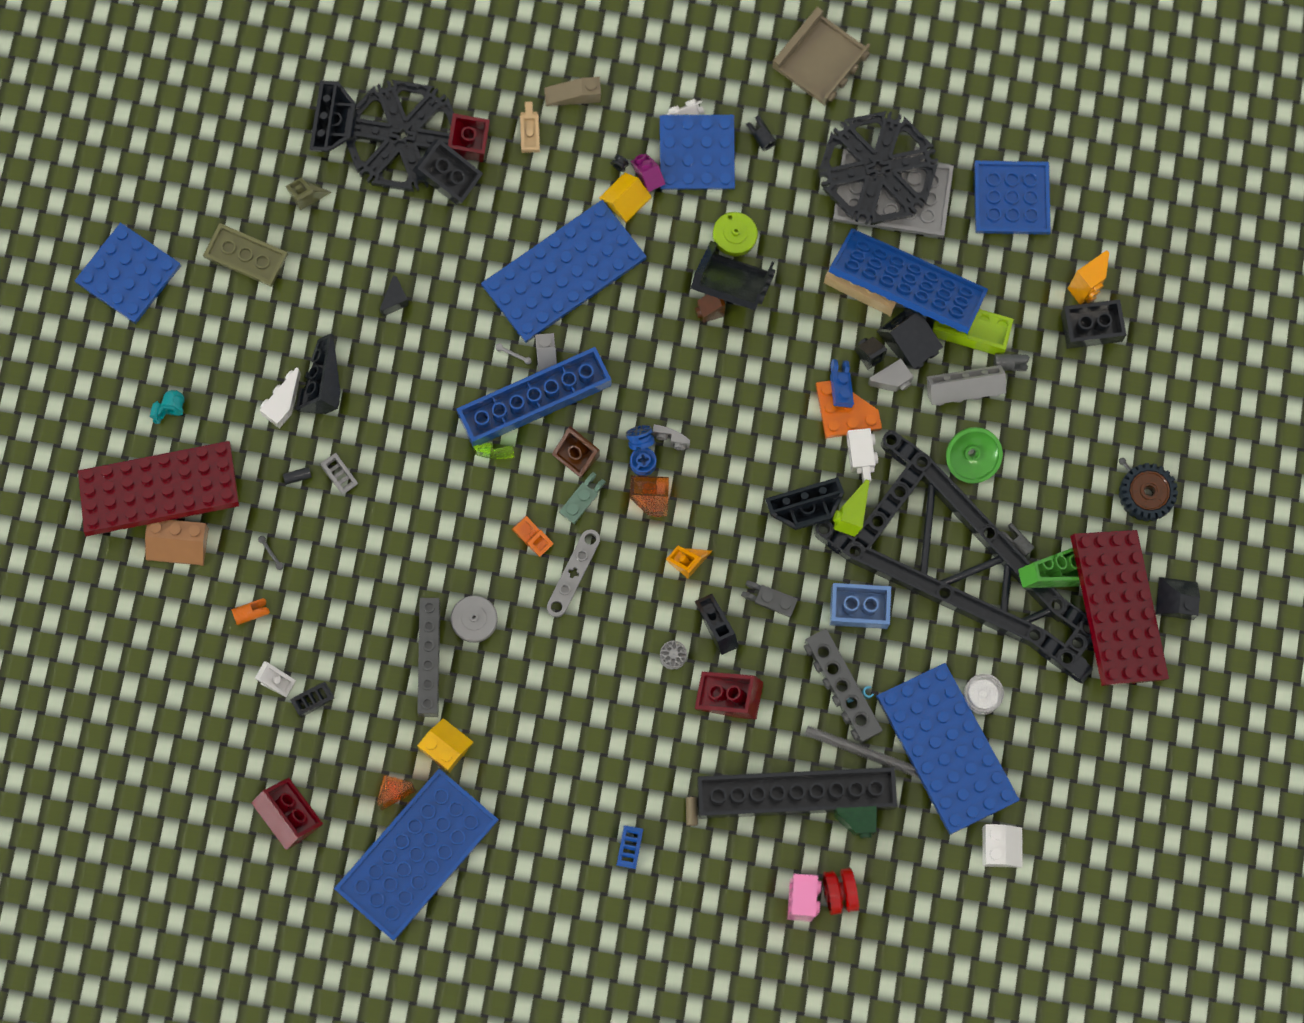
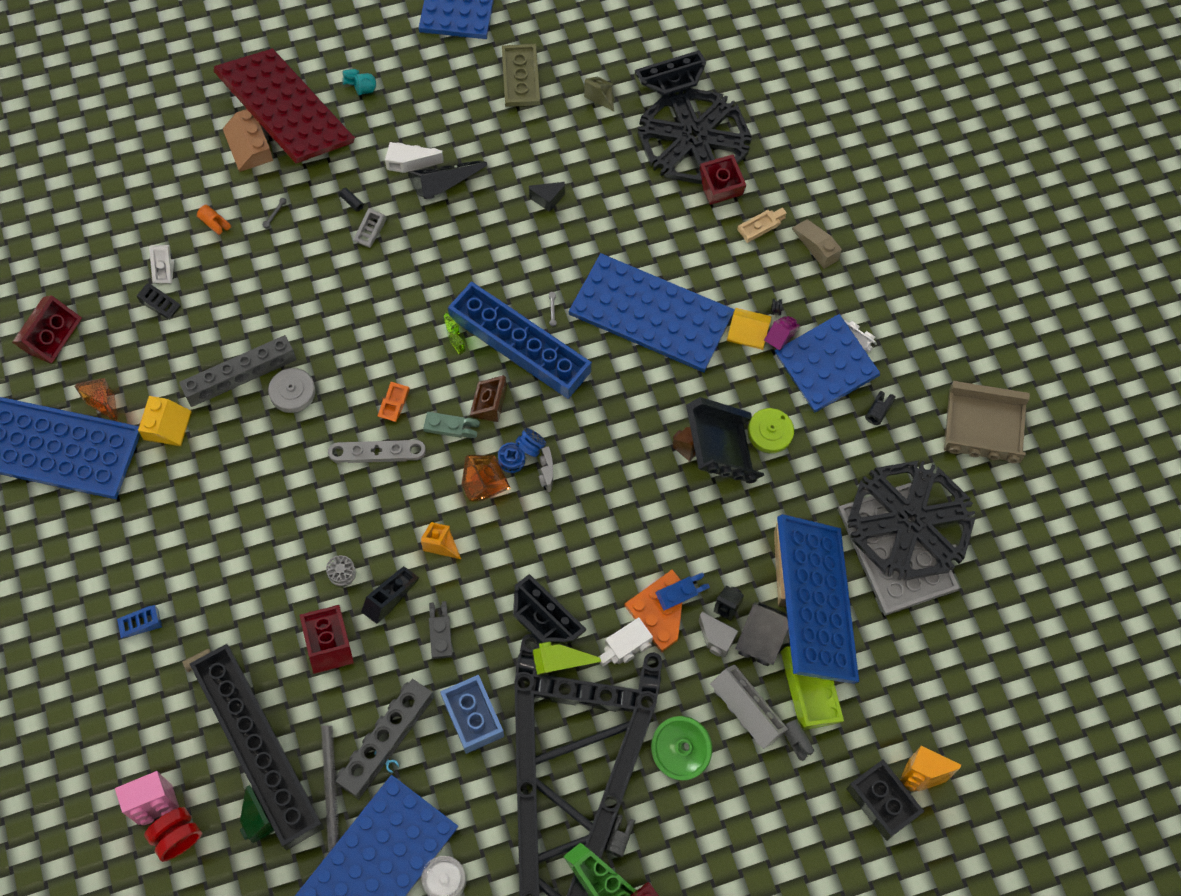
camera: 65 degrees right, 10 degrees down
(447, 171) = (679, 176): black brick -> none
(545, 350) = (570, 331): light grey slope -> none
(1012, 197) = (964, 659): blue plate -> none

